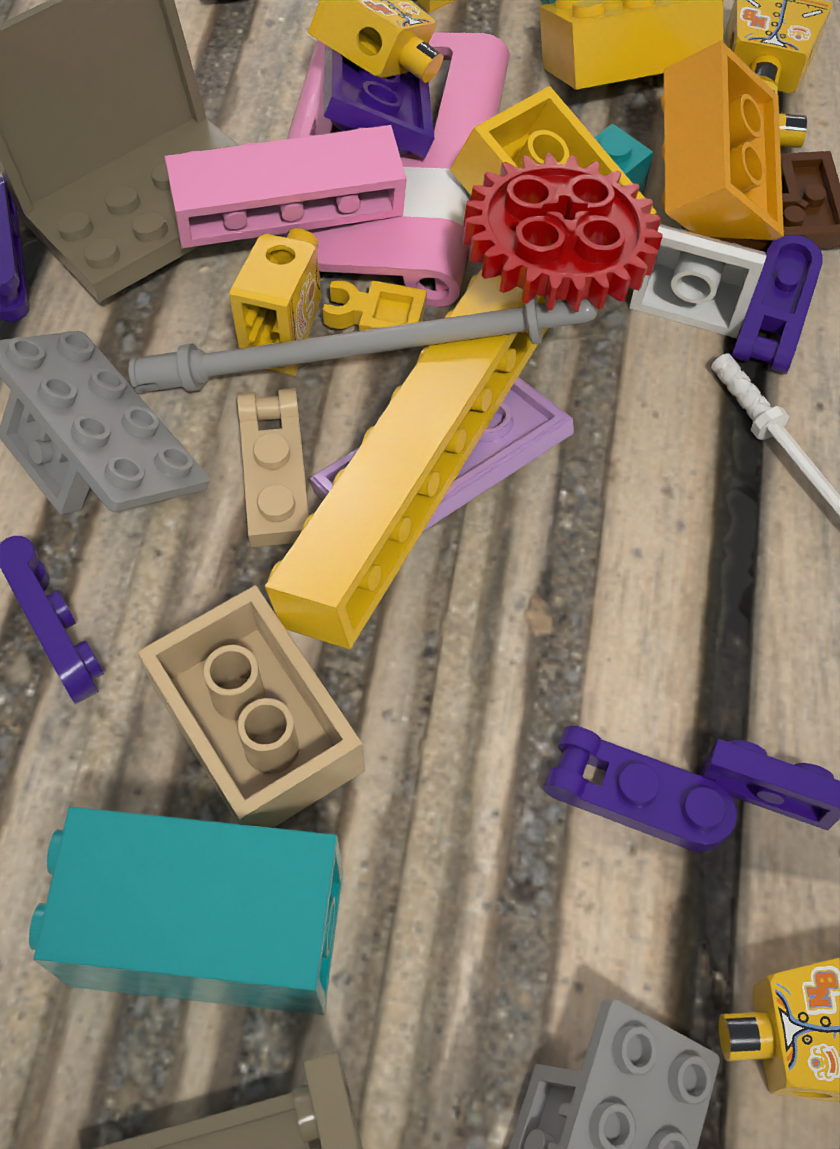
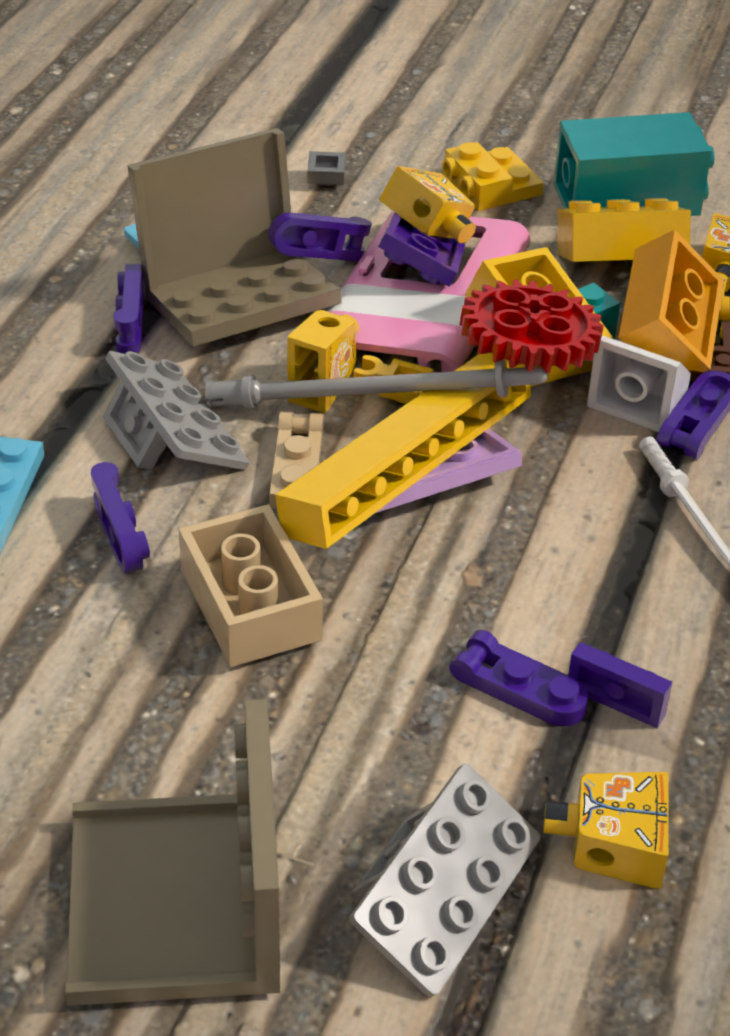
camera: 10 degrees right, 20 degrees down
(190, 910) = (181, 675): teal brick -> none
(236, 95) = (319, 236): none -> dark purple plate
(286, 185) = (343, 284): bright pink brick -> none

